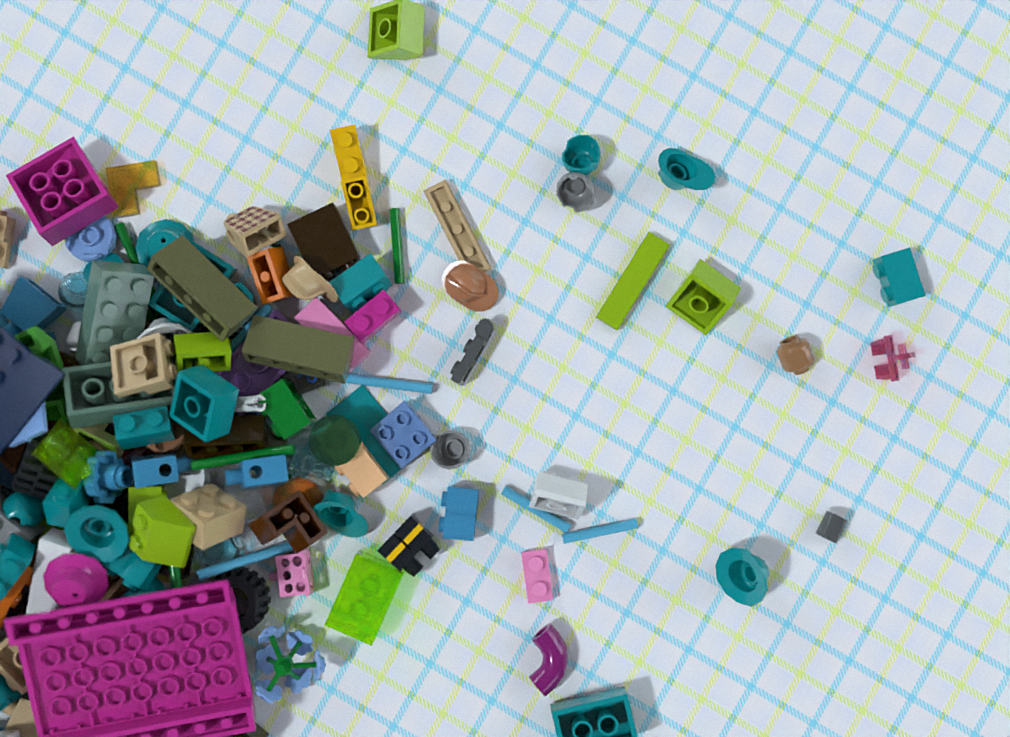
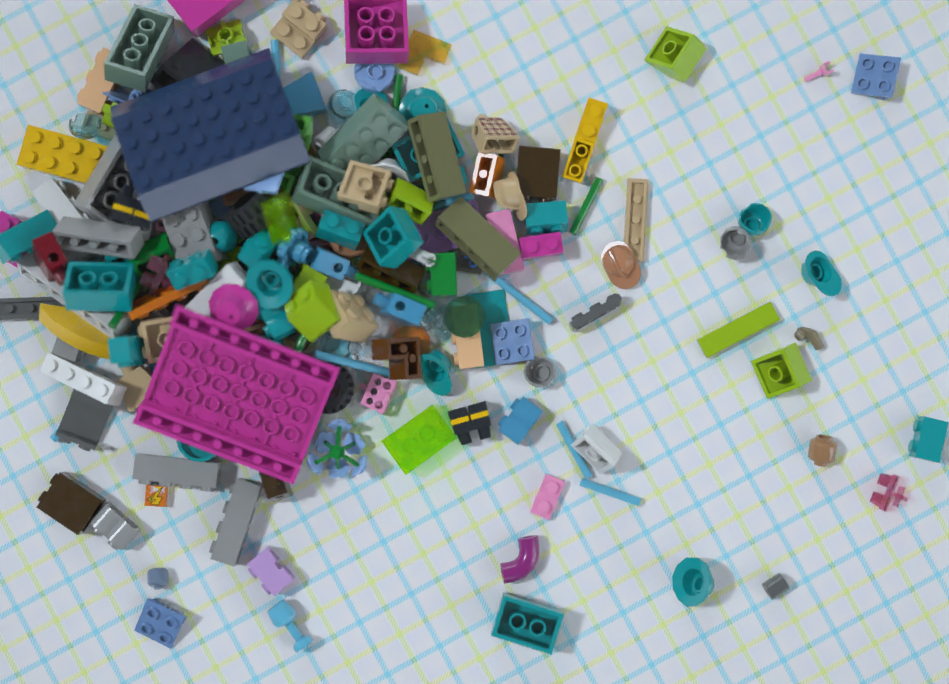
camera: 30 degrees right, 0 degrees up
(709, 241) = (809, 334): none -> dark tan arm

